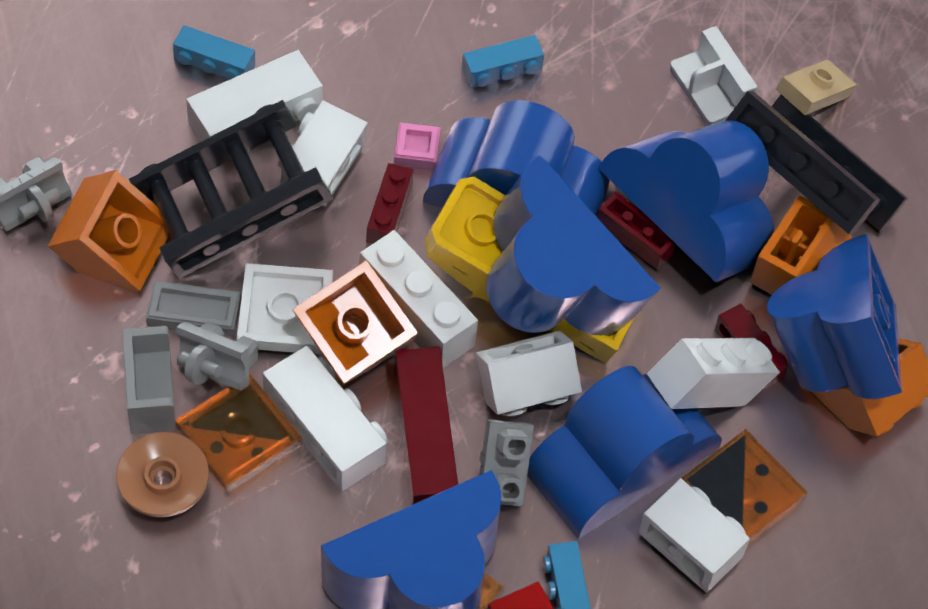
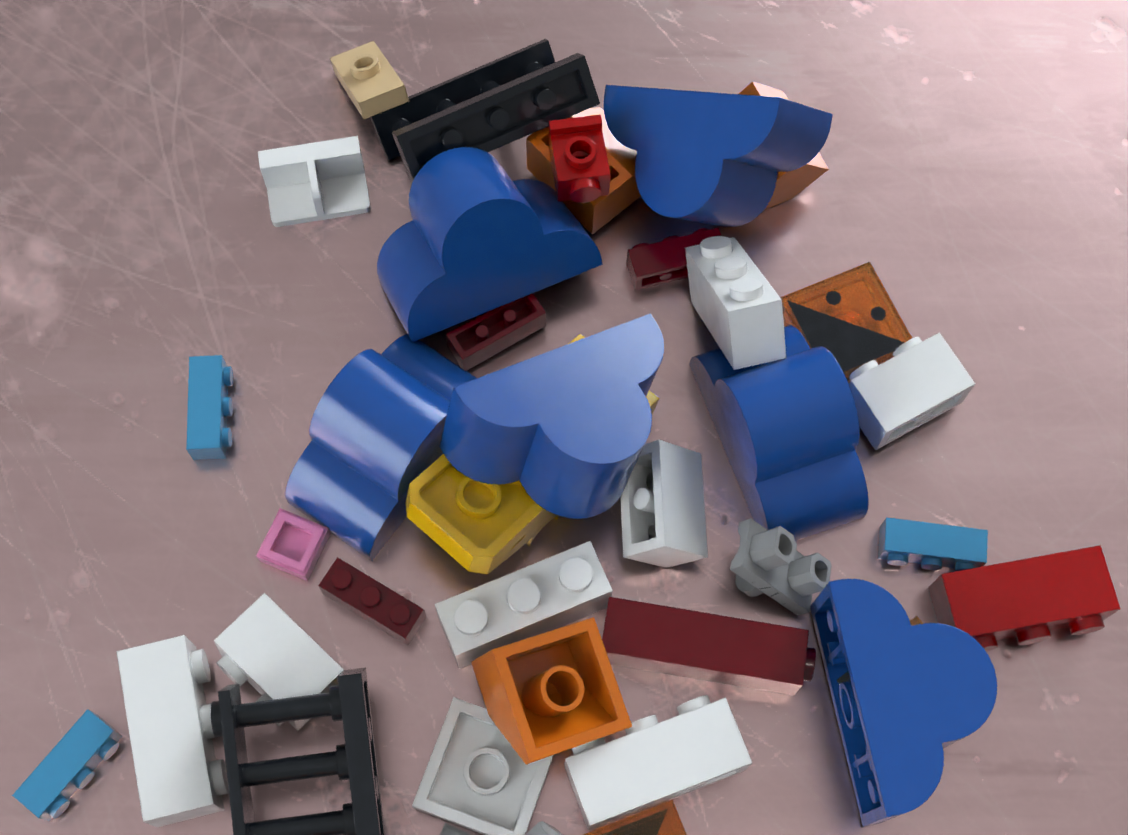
camera: 70 degrees left, 10 degrees up
(788, 227) = (579, 158): none -> red brick

